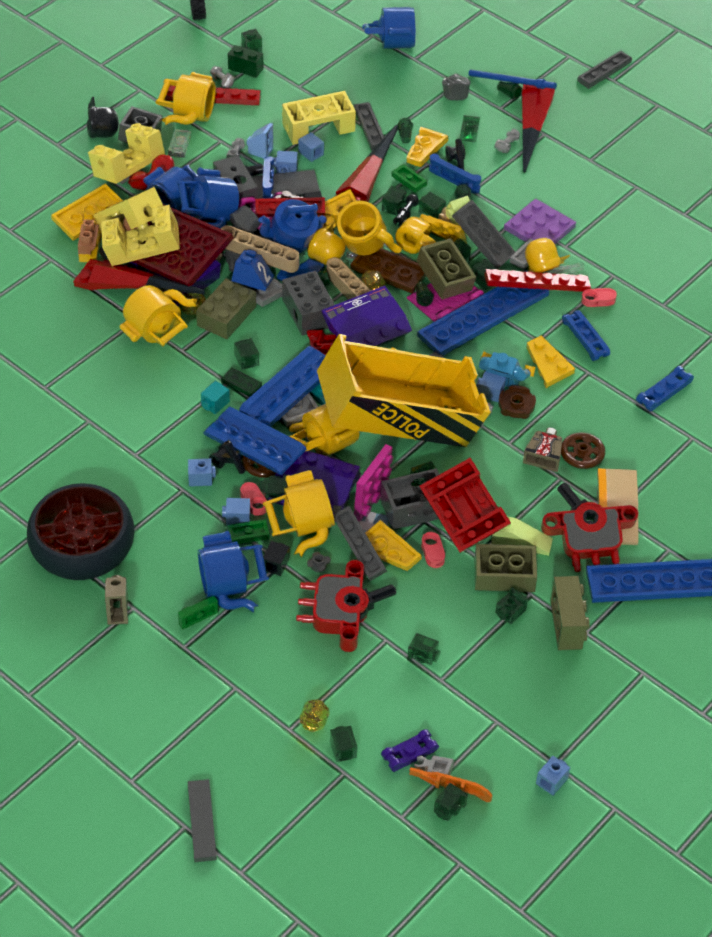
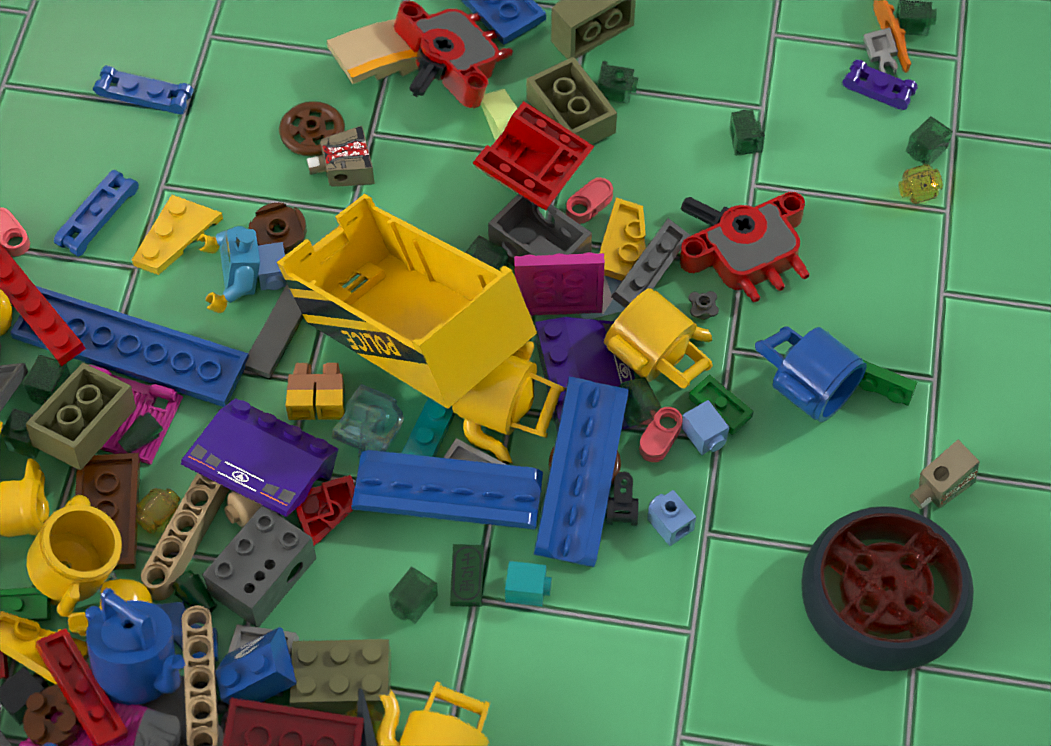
camera: 120 degrees left, 10 degrees up
(276, 557) = (737, 348): black brick -> none

